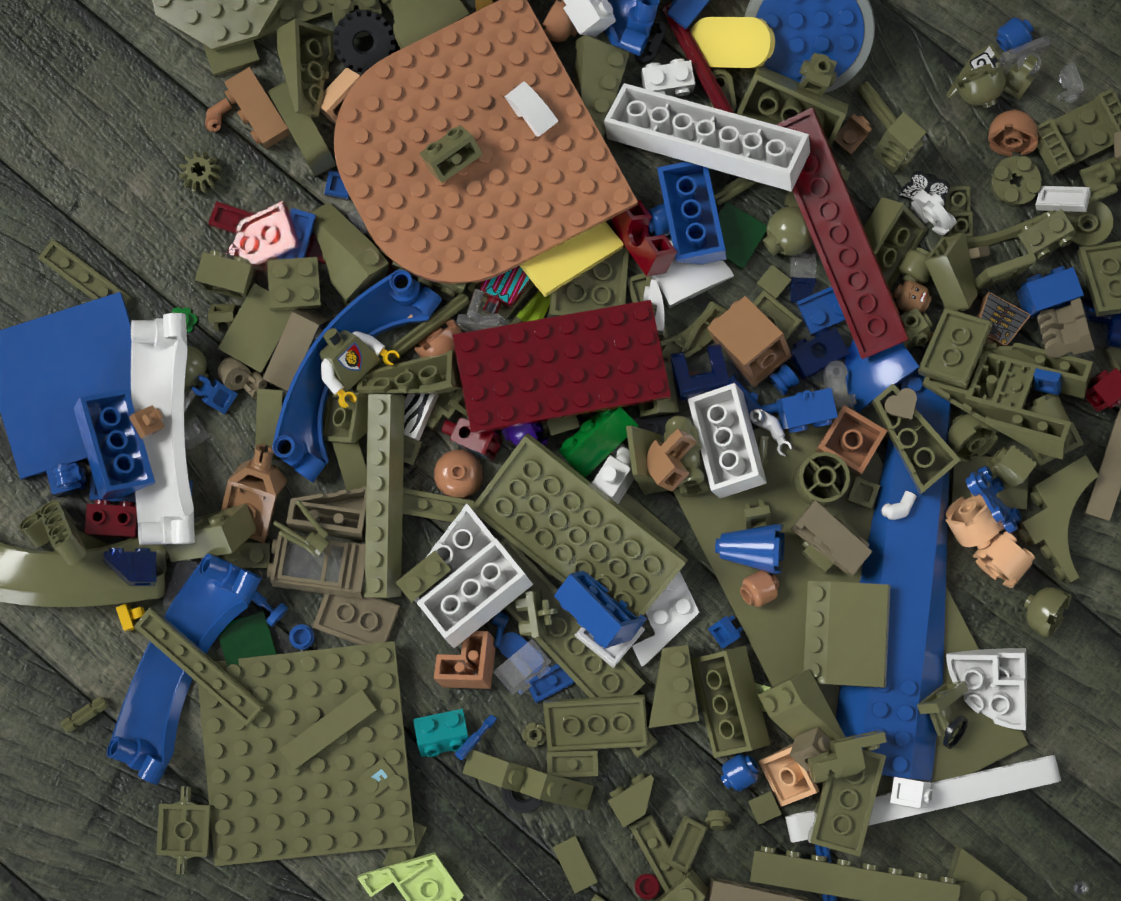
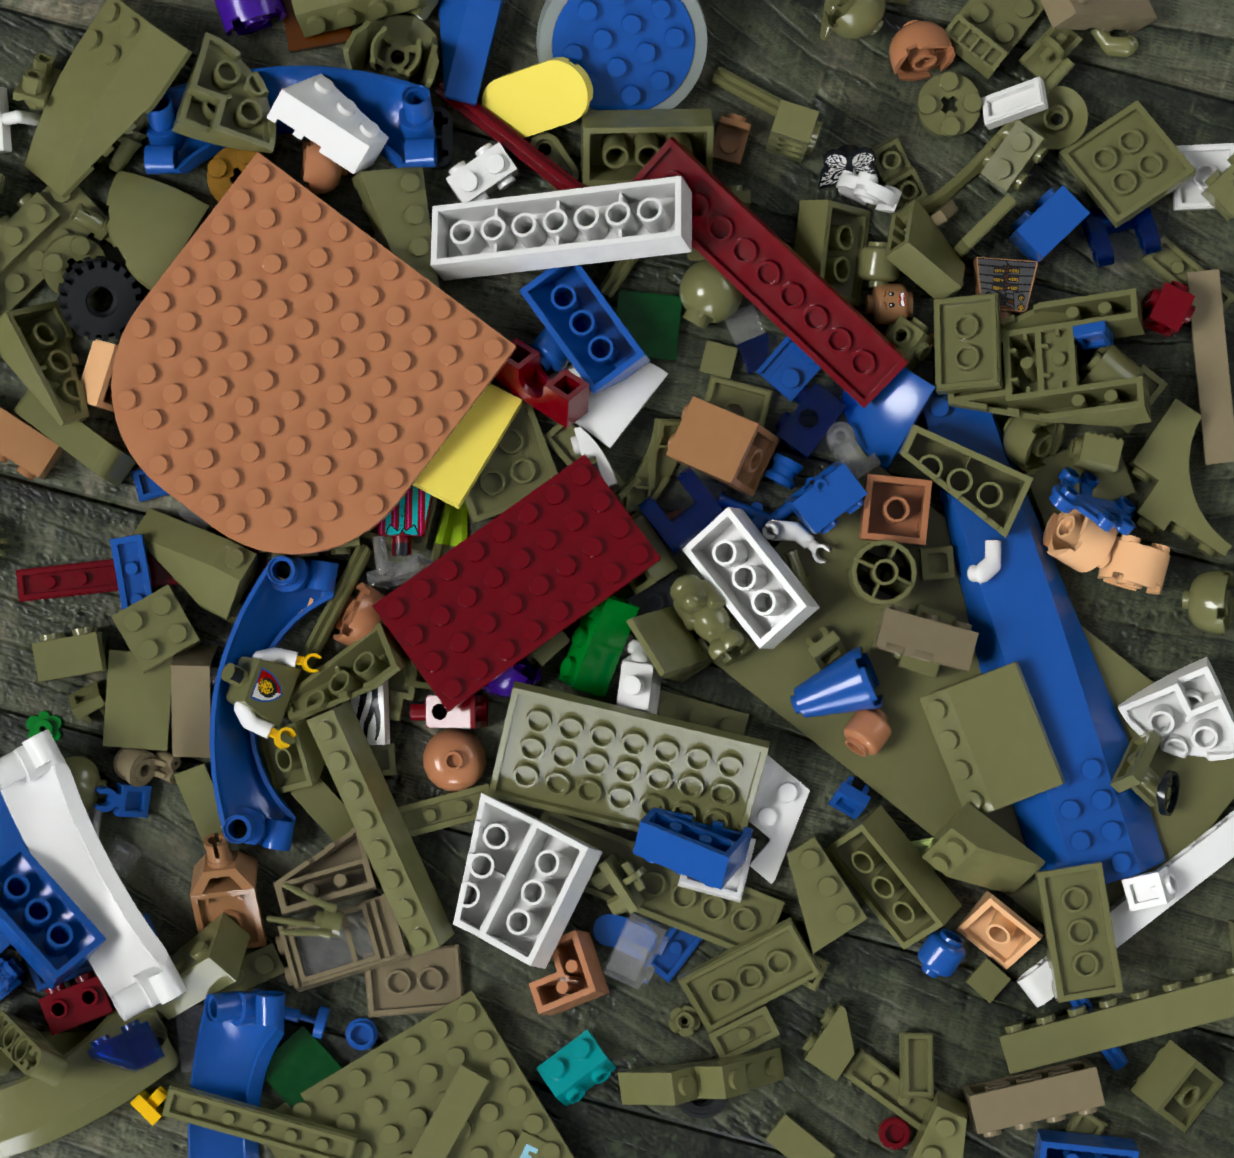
camera: 25 degrees left, 5 degrees up
(147, 421) = (62, 871): medium nougat tile -> none
(264, 235) = (93, 587): clear red tile -> none
(423, 576) = (471, 902): olive plate -> none
(450, 153) = (269, 394): olive brick -> none
(462, 752) = (618, 1057): blue piece -> none
(500, 620) = (585, 908): blue hand -> none
(532, 108) = (339, 294): white slope -> none
(665, 457) = (689, 639): medium nougat brick -> none
(717, 819) = (940, 1020): olive plate -> none
(809, 745) = (1012, 892): dark tan brick -> none
(817, 74) = (658, 93): olive brick -> none
(845, 757) = (1055, 885): olive plate -> none
(902, 404) = (936, 445): dark tan tile -> none
(1065, 330) = (1087, 264): dark tan legs -> none

